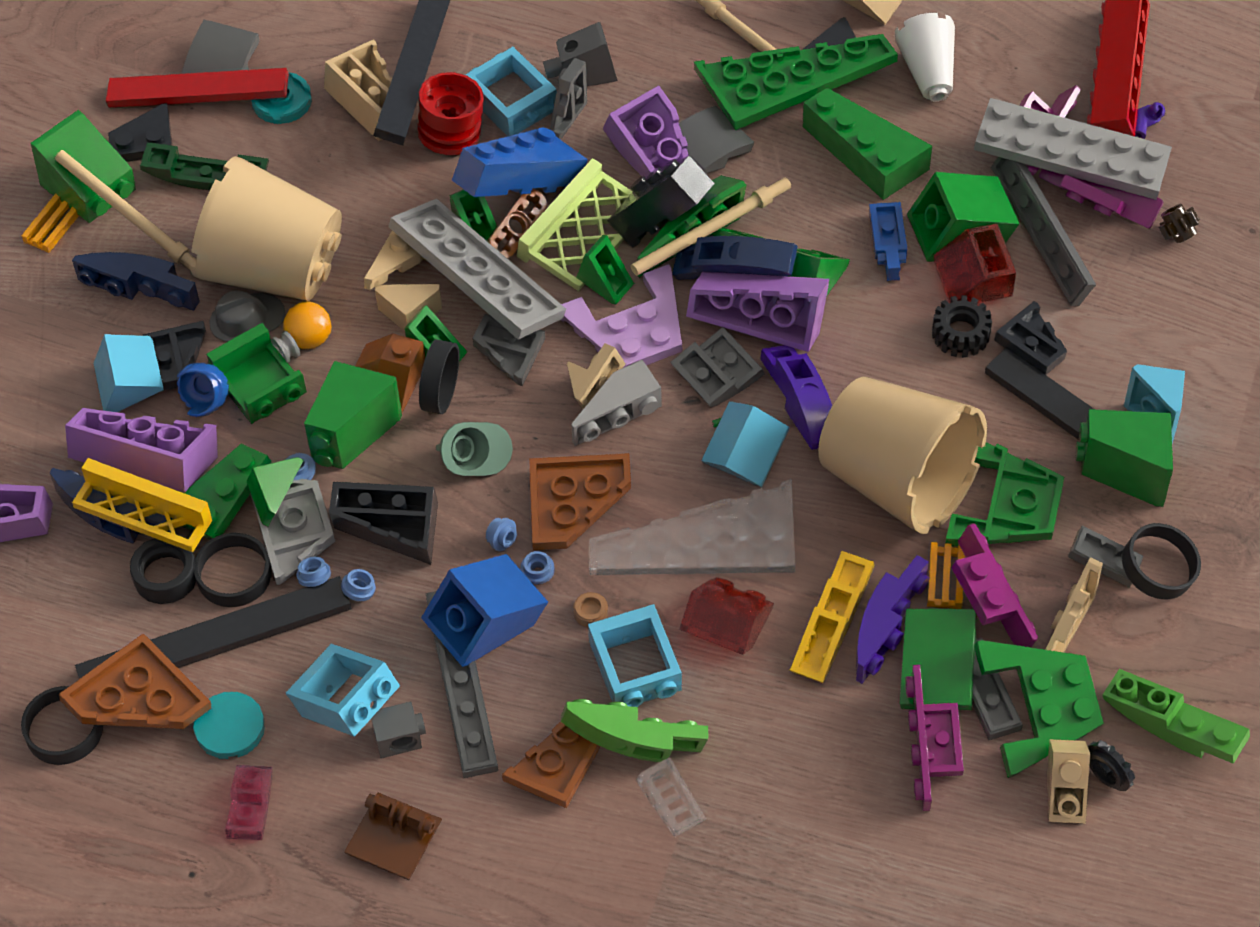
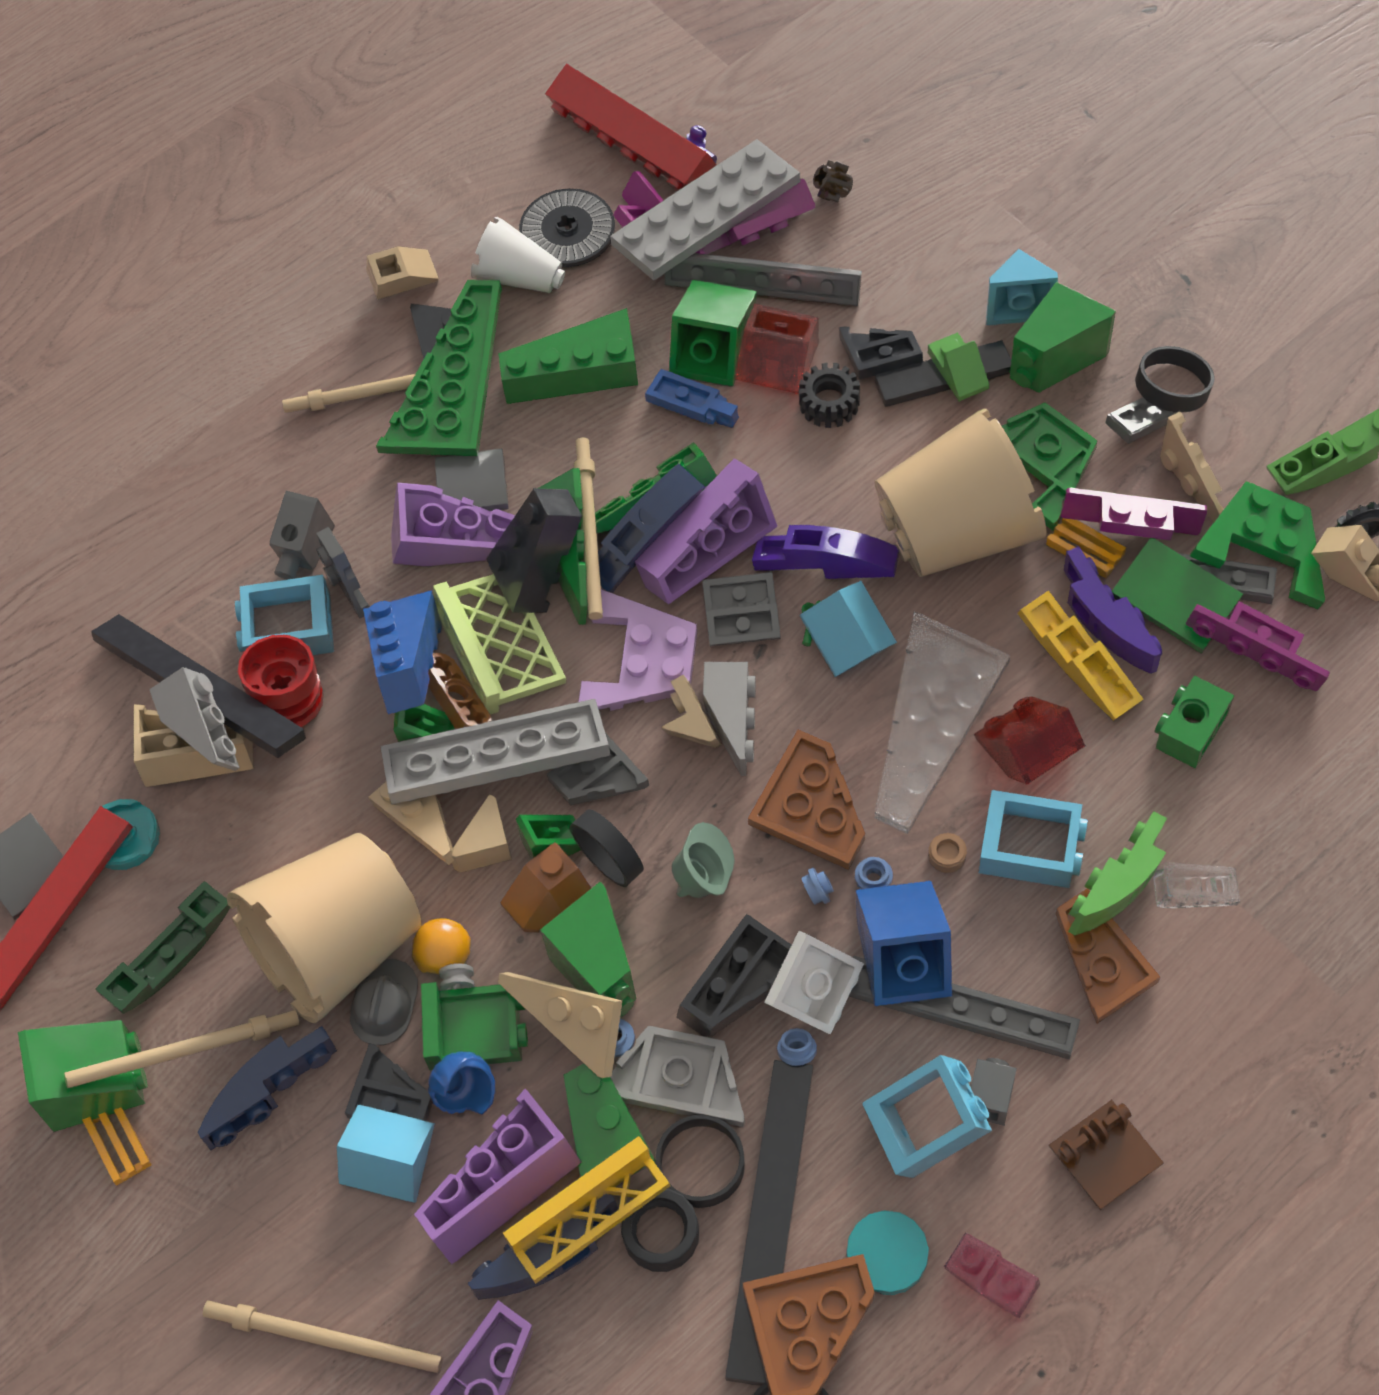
camera: 55 degrees left, 5 degrees up
(133, 136) = (69, 990): black wing -> none
(270, 484) = (645, 1069): slope -> none
(282, 421) = (577, 1018): none -> tan wing
(313, 572) = (748, 1076): medium blue plate -> none
(373, 71) = (189, 710): none -> light grey slope
(405, 560) = (814, 982): none -> white plate
(605, 271) = (569, 645): green slope -> none
(837, 737) = (1191, 740): none -> green brick
(983, 61) = (586, 215): none -> piece
(1053, 398) = (959, 365): none -> bright green slope

